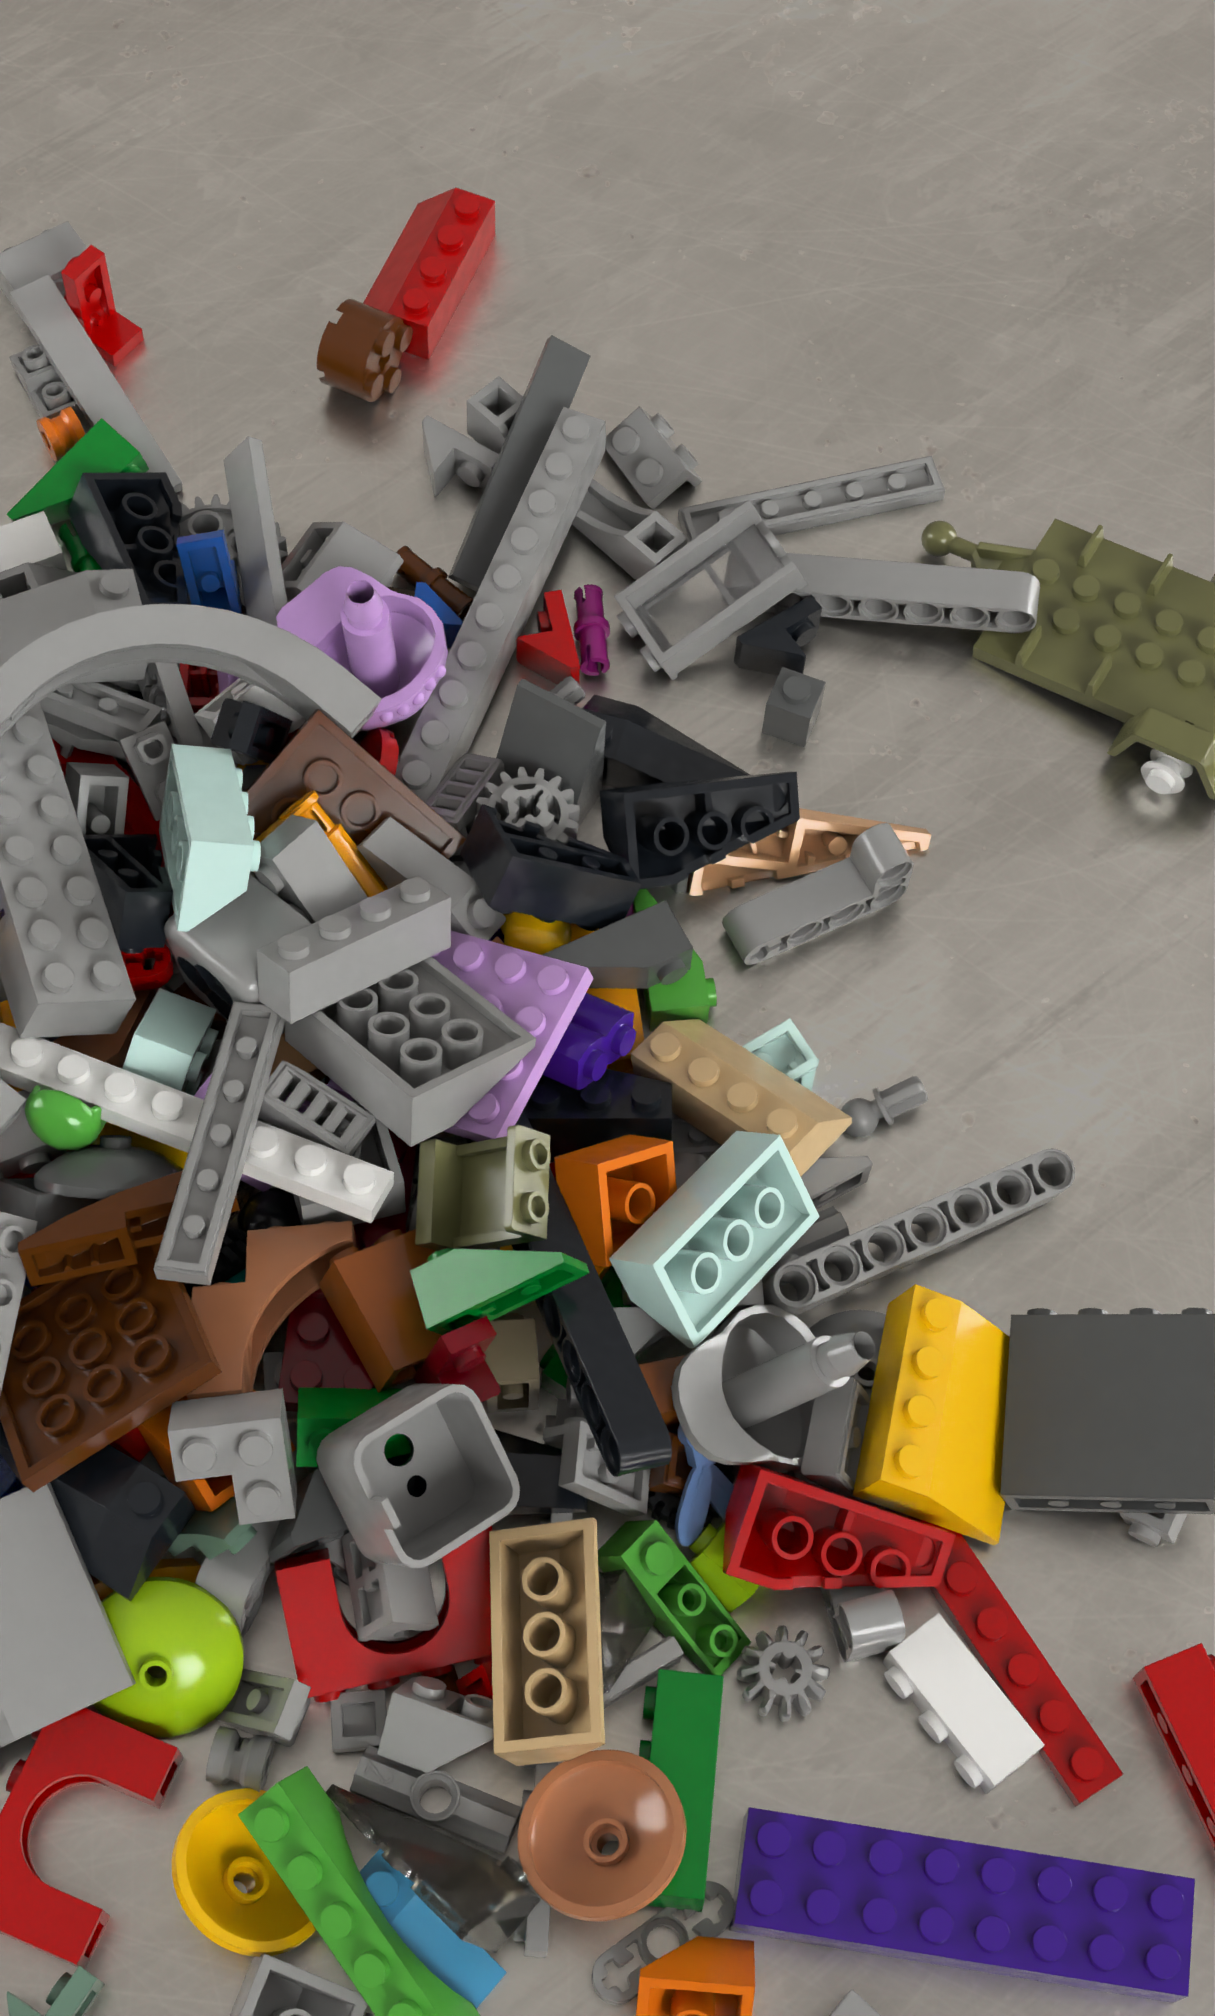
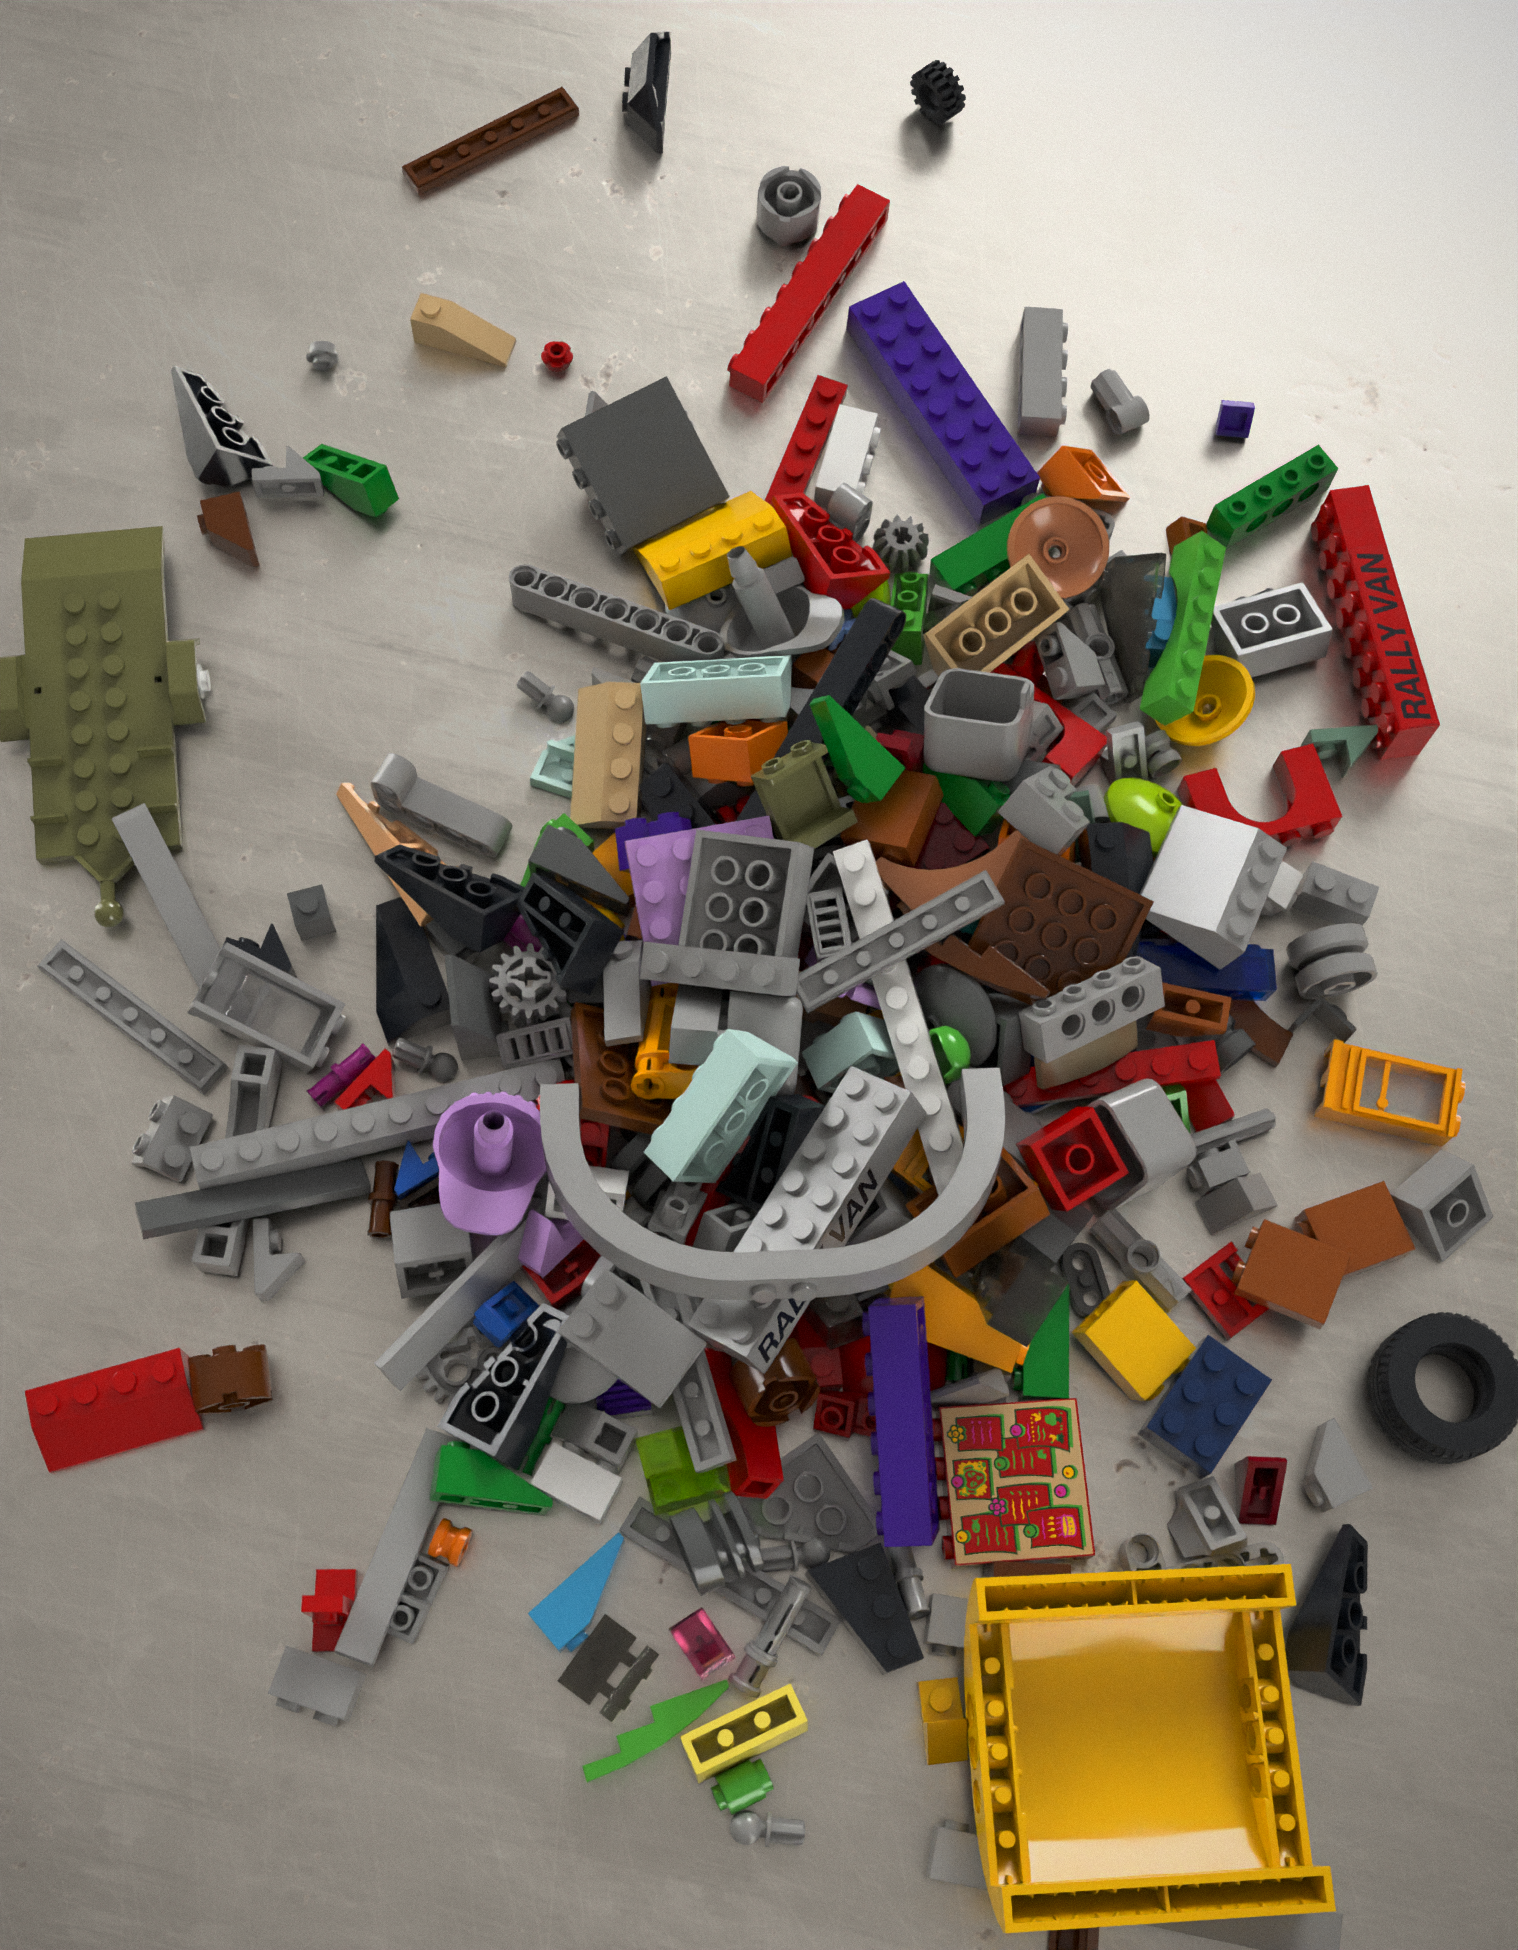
camera: 130 degrees left, 5 degrees up
(250, 730) = (613, 1163): black slope -> none

